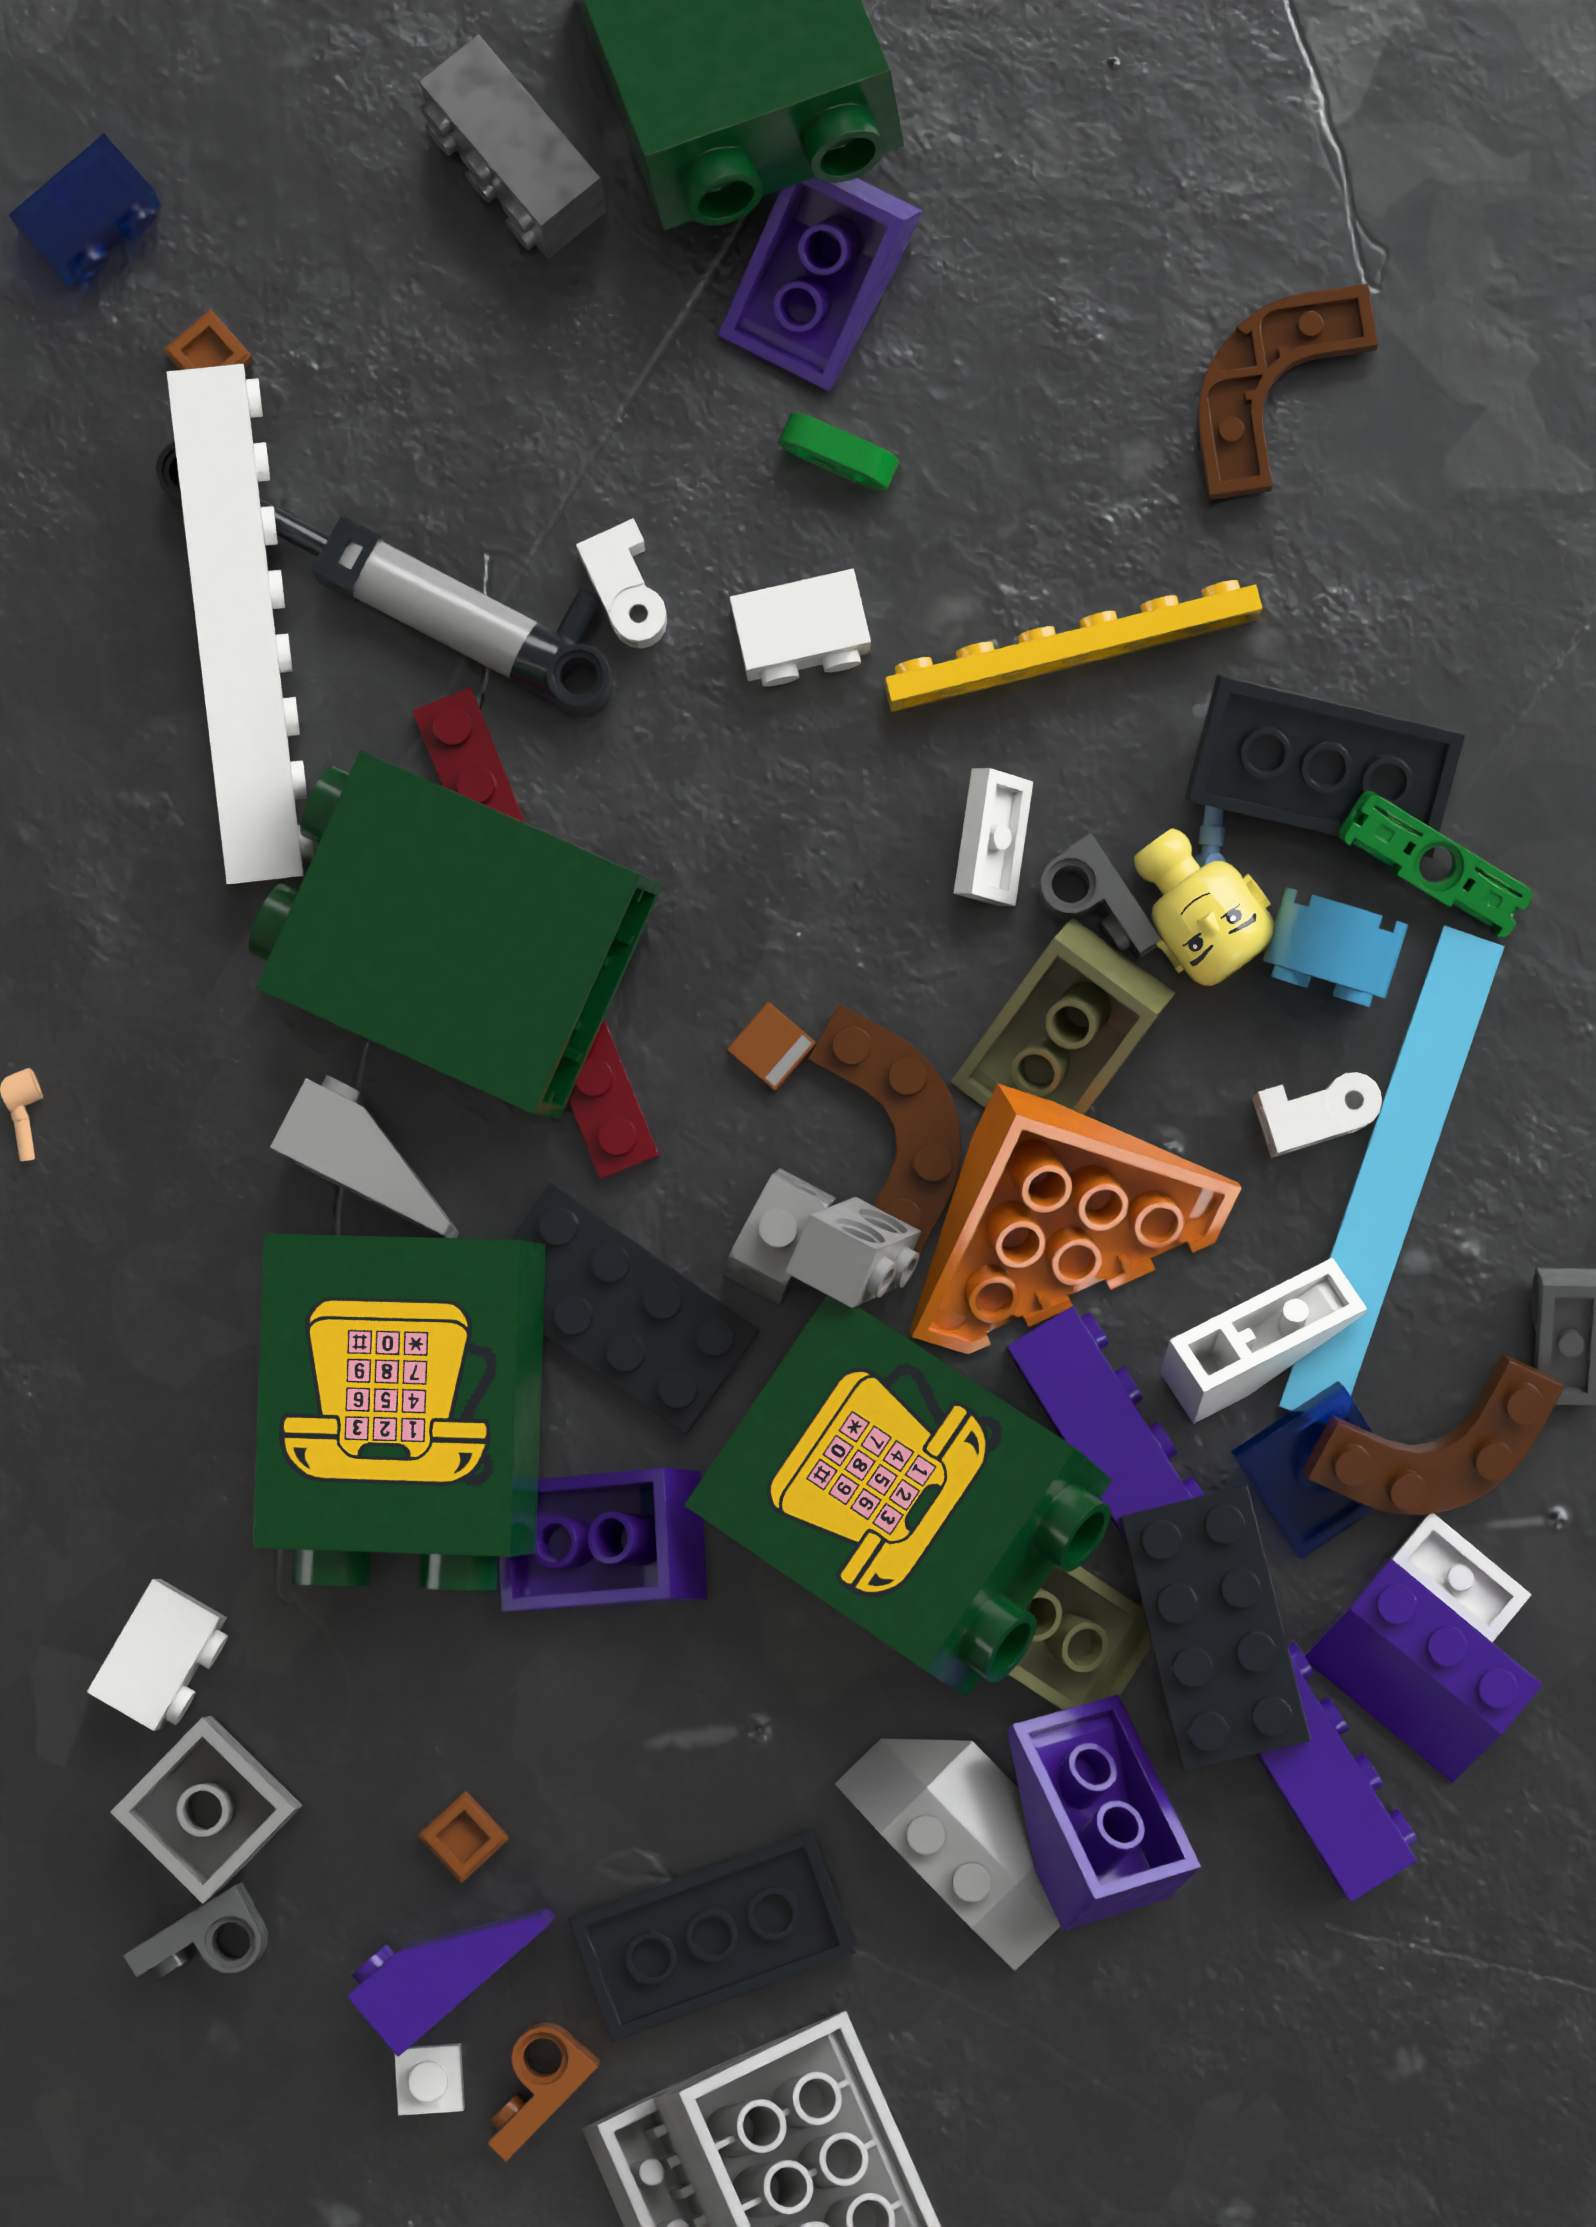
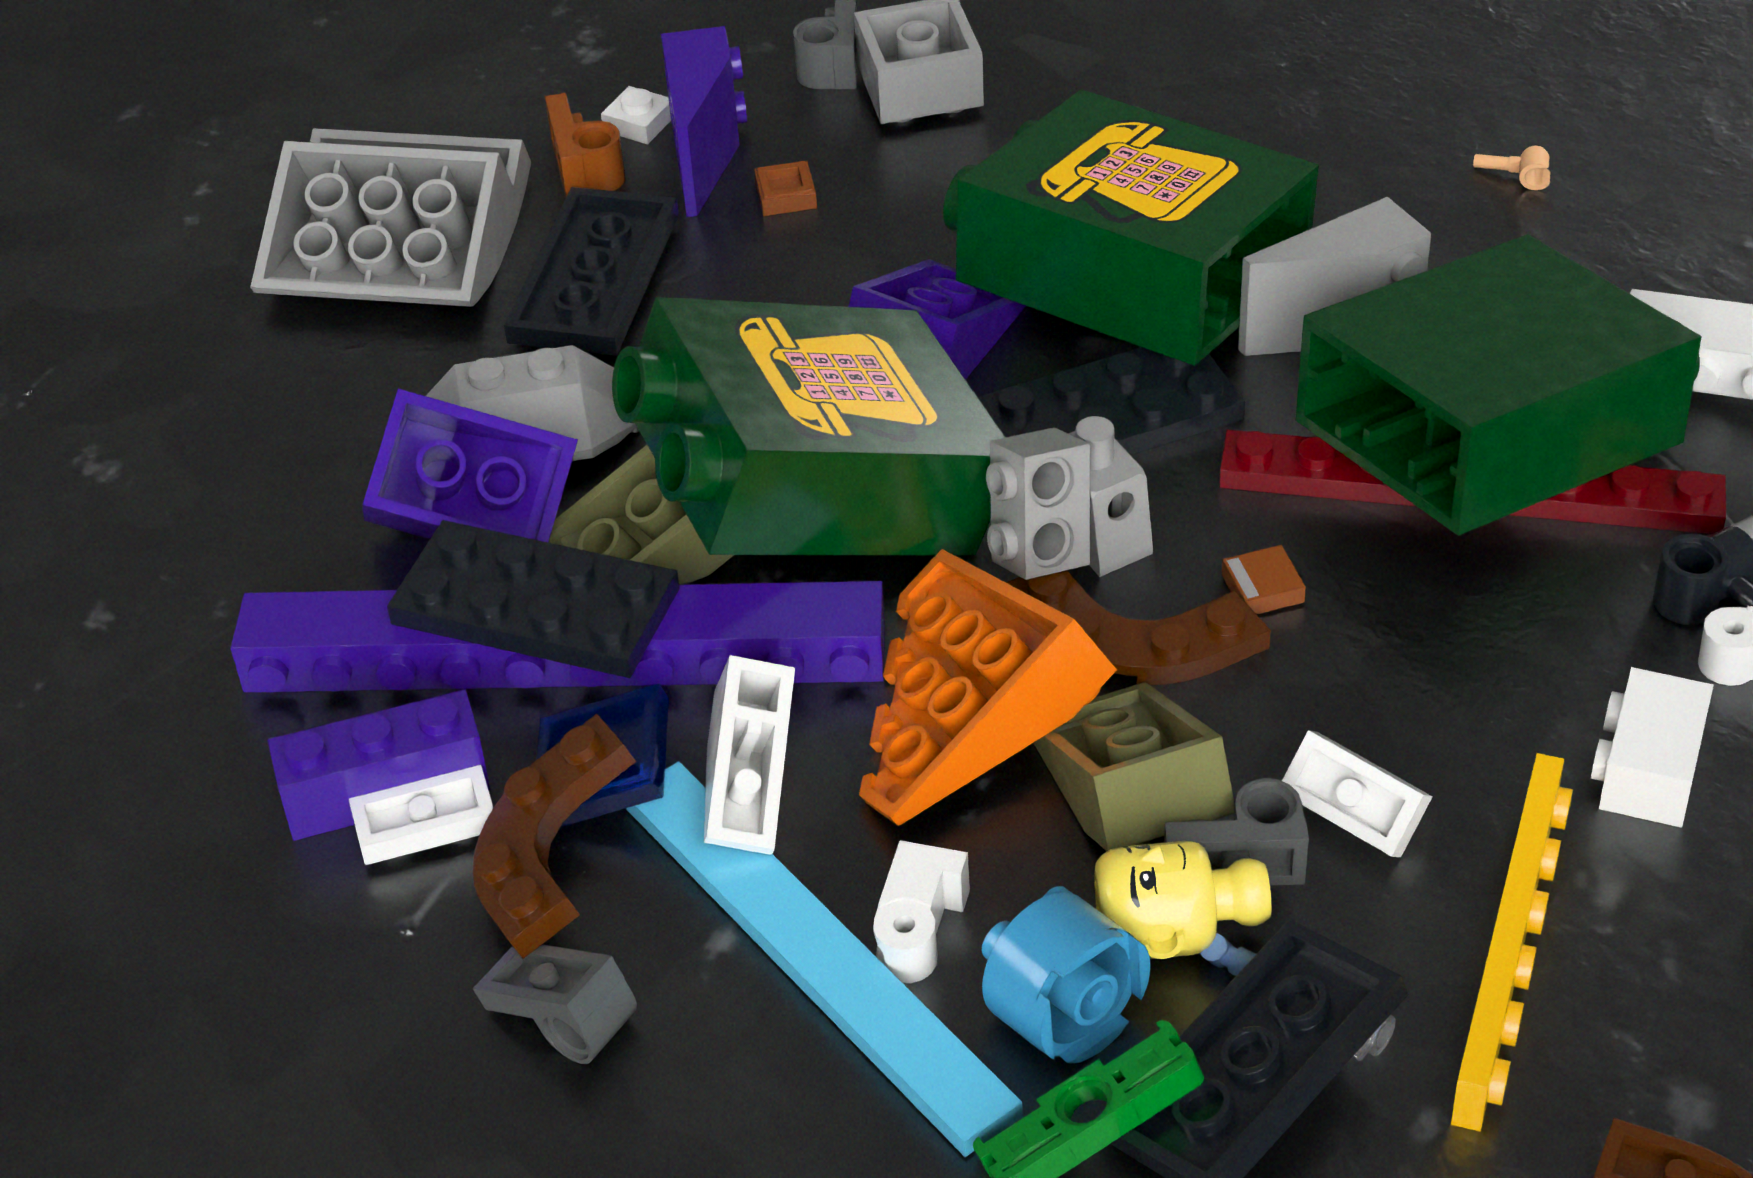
camera: 120 degrees right, 40 degrees down
(159, 1656) = (1040, 74): white brick -> none

